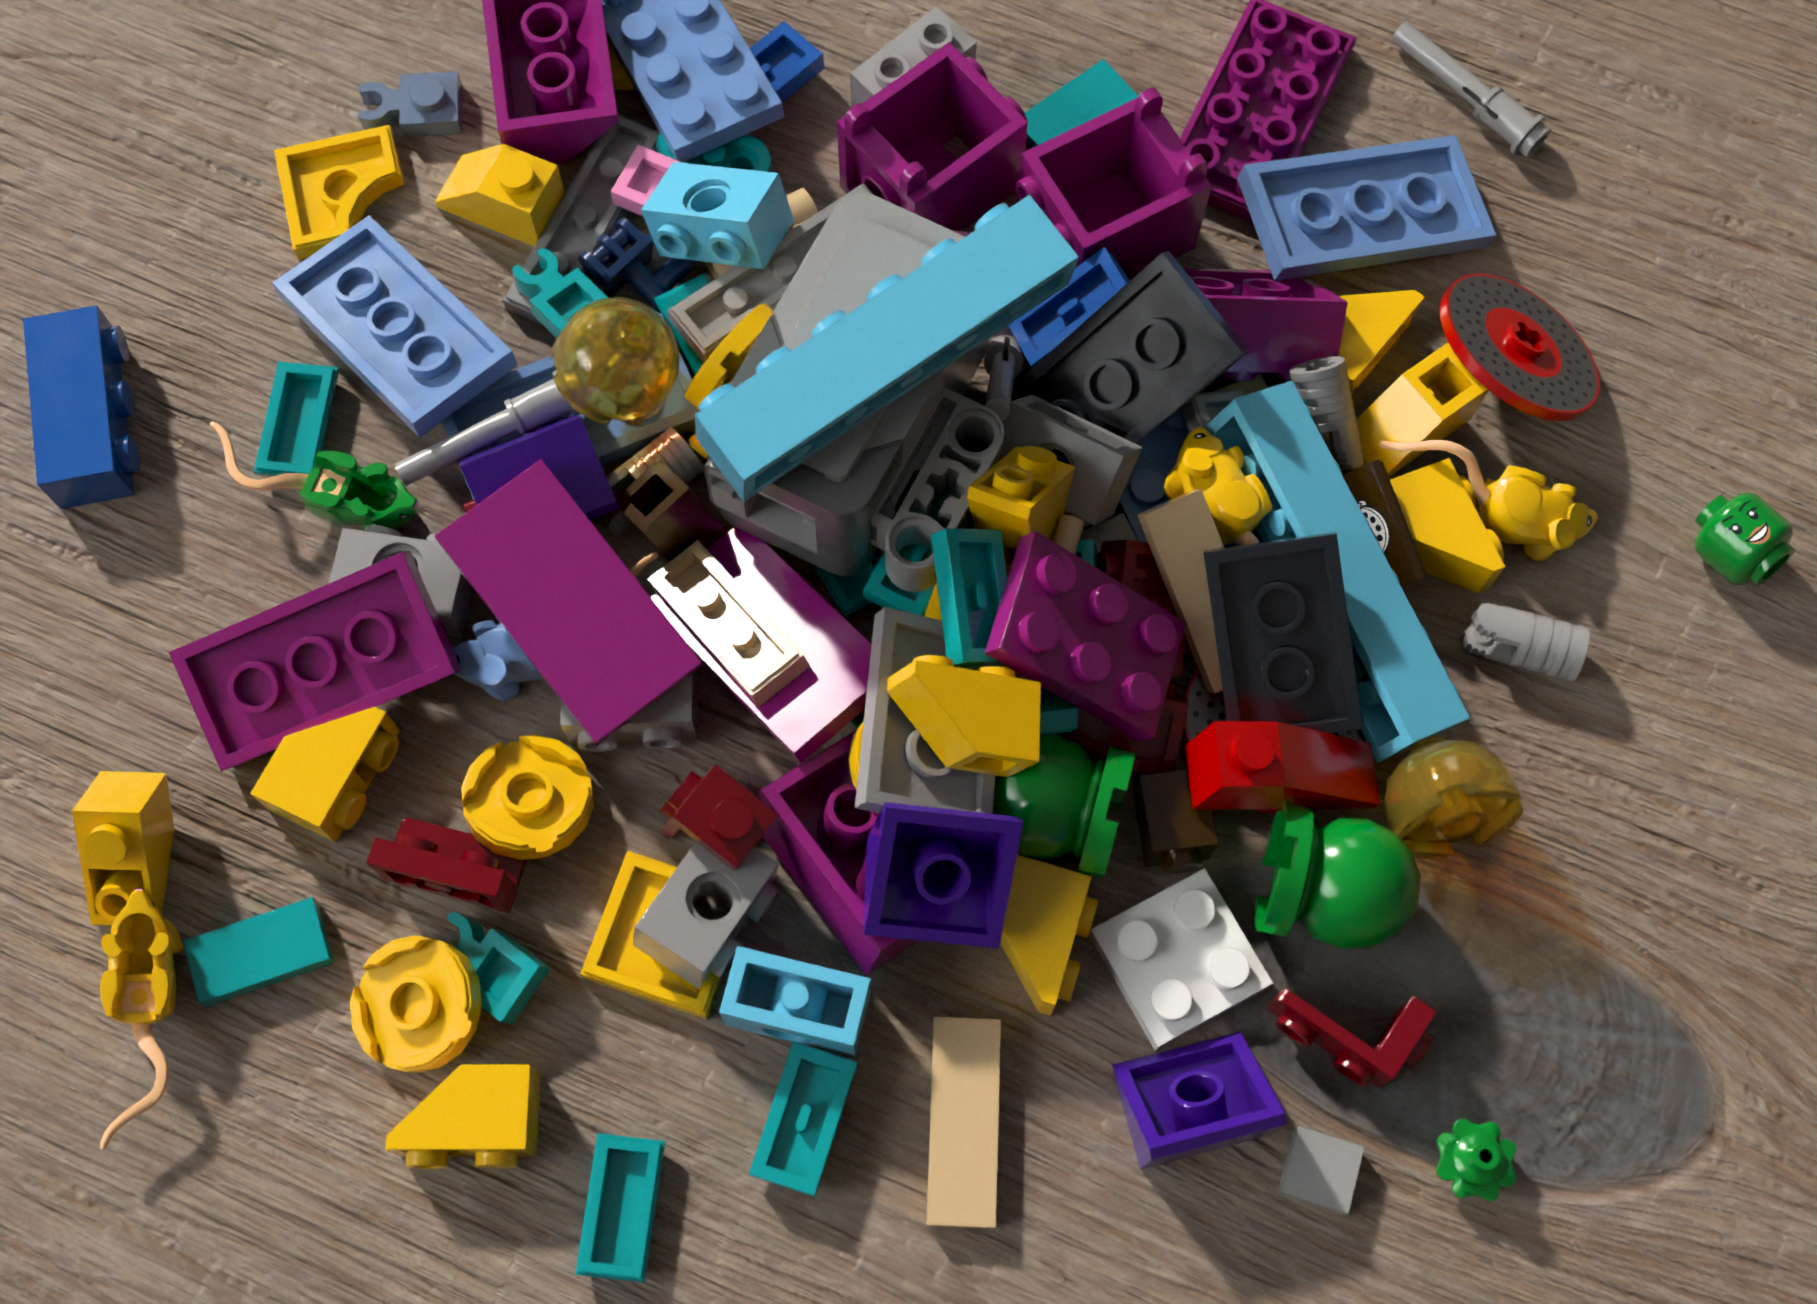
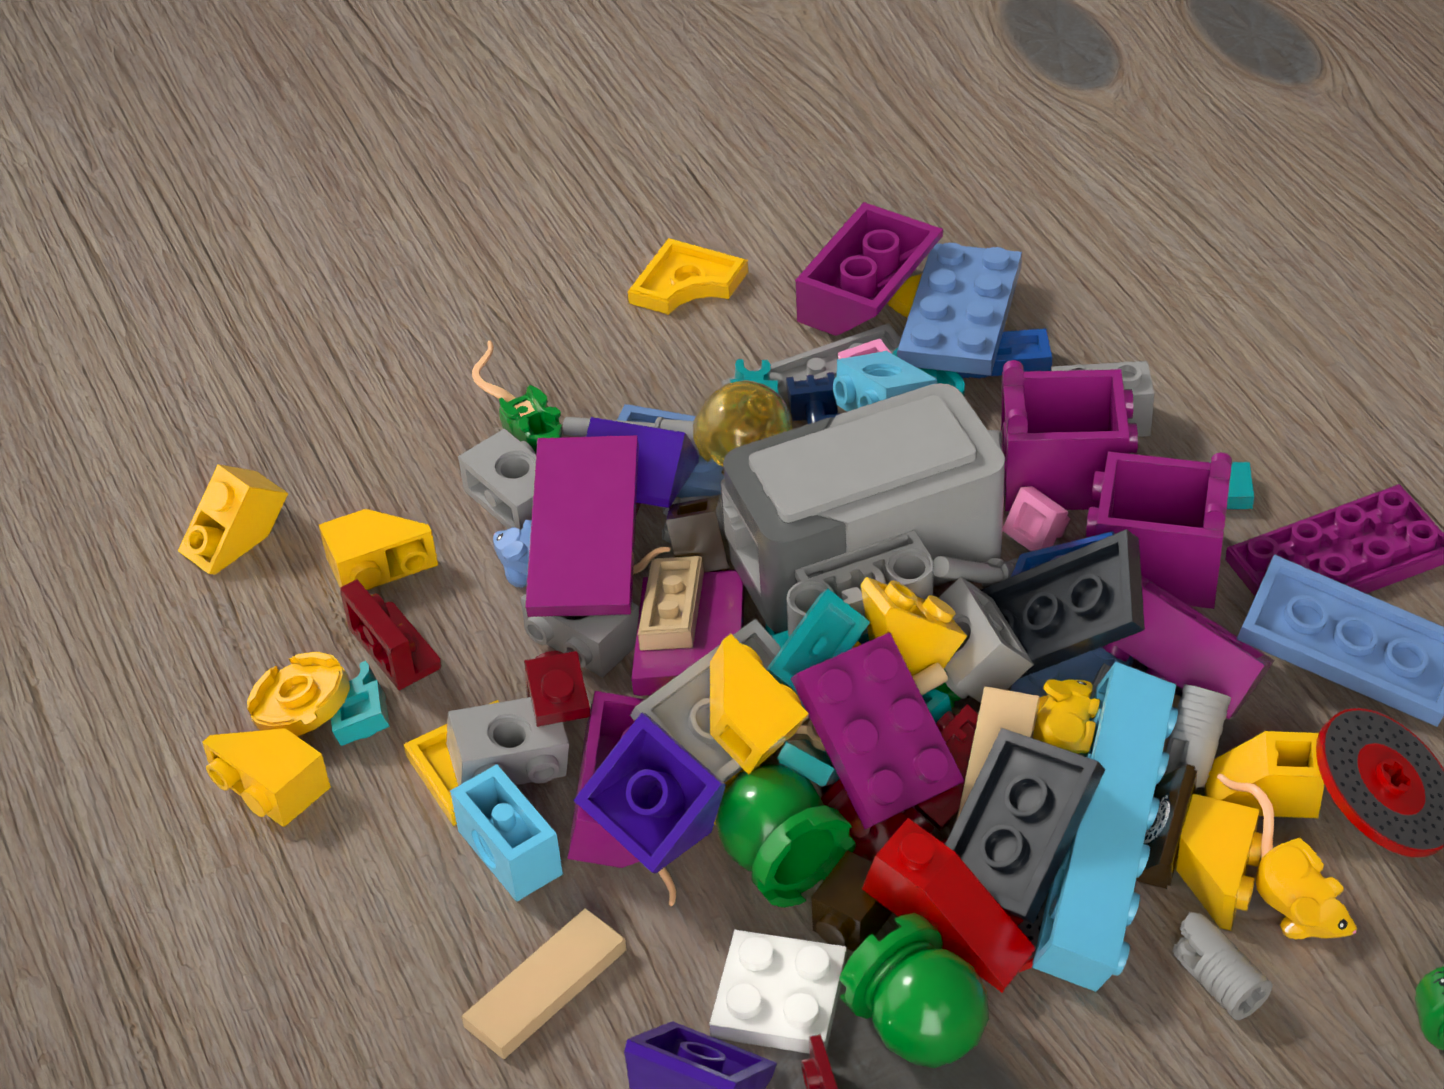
camera: 45 degrees right, 25 degrees down
(80, 407) = (430, 300): blue brick -> none
(140, 986) = (169, 584): yellow animal -> none
(258, 952) = (246, 619): teal tile -> none
(296, 418) = (547, 371): teal tile -> none
(315, 659) = (433, 480): magenta plate -> none
(395, 325) = (641, 354): medium blue plate -> none
(422, 106) = (774, 263): sand blue plate -> none
(504, 192) = (779, 327): yellow slope -> none
(527, 797) = (469, 635): yellow tile -> none
(620, 1208) = (299, 880): teal tile -> none
(803, 1119) = (449, 907): teal plate -> none
(883, 346) = (876, 456): medium azure brick -> none
(1040, 925) = (703, 903): yellow slope -> none
(1373, 327) = (1278, 706): yellow slope -> none
(1448, 795) = (1051, 1009): clear yellow cylinder -> none

